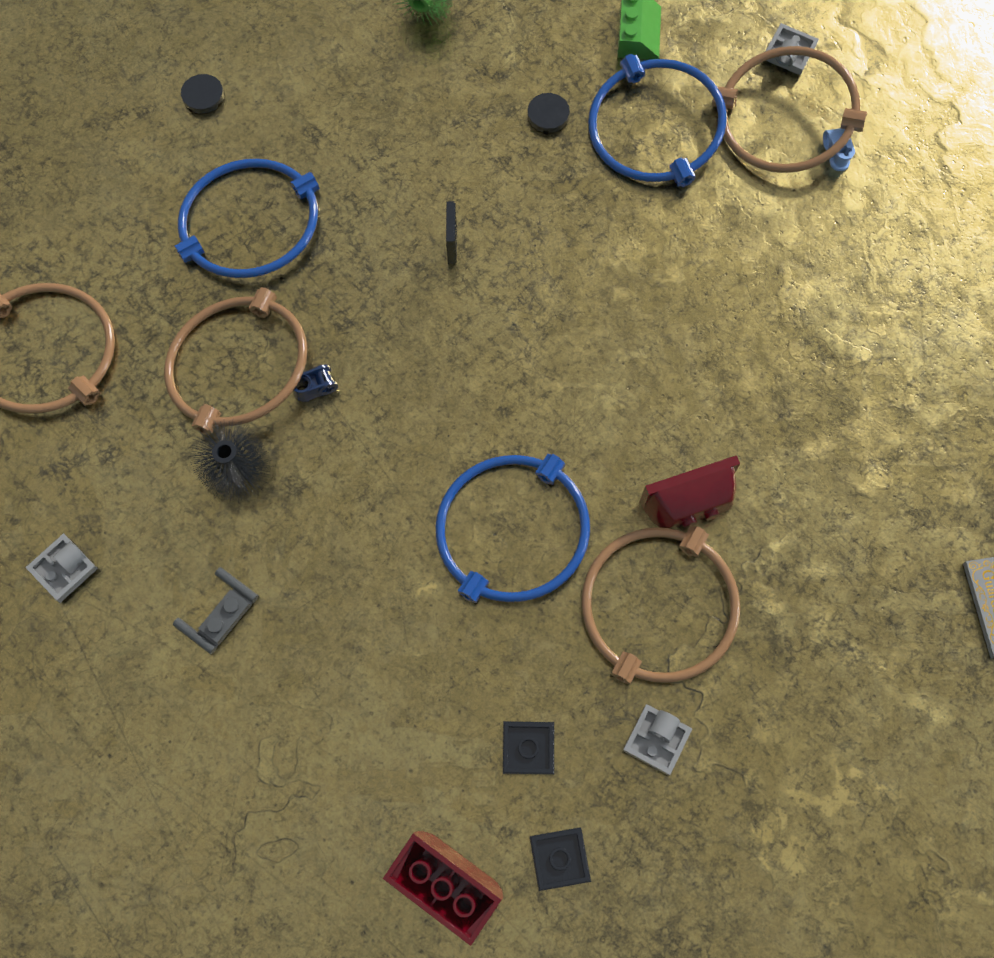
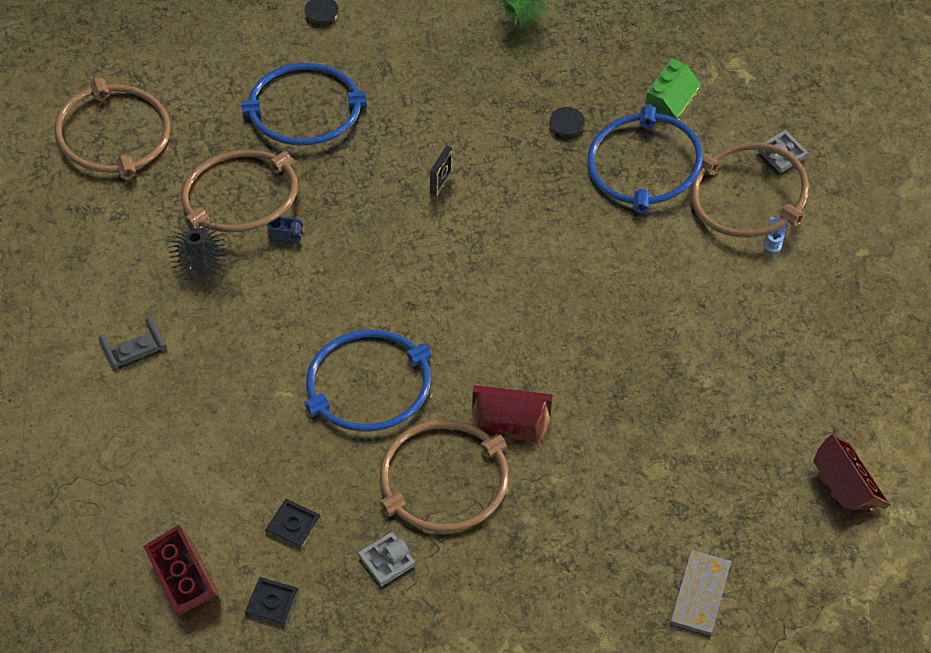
camera: 25 degrees right, 15 degrees down
(61, 568) = (46, 270): light grey plate -> none

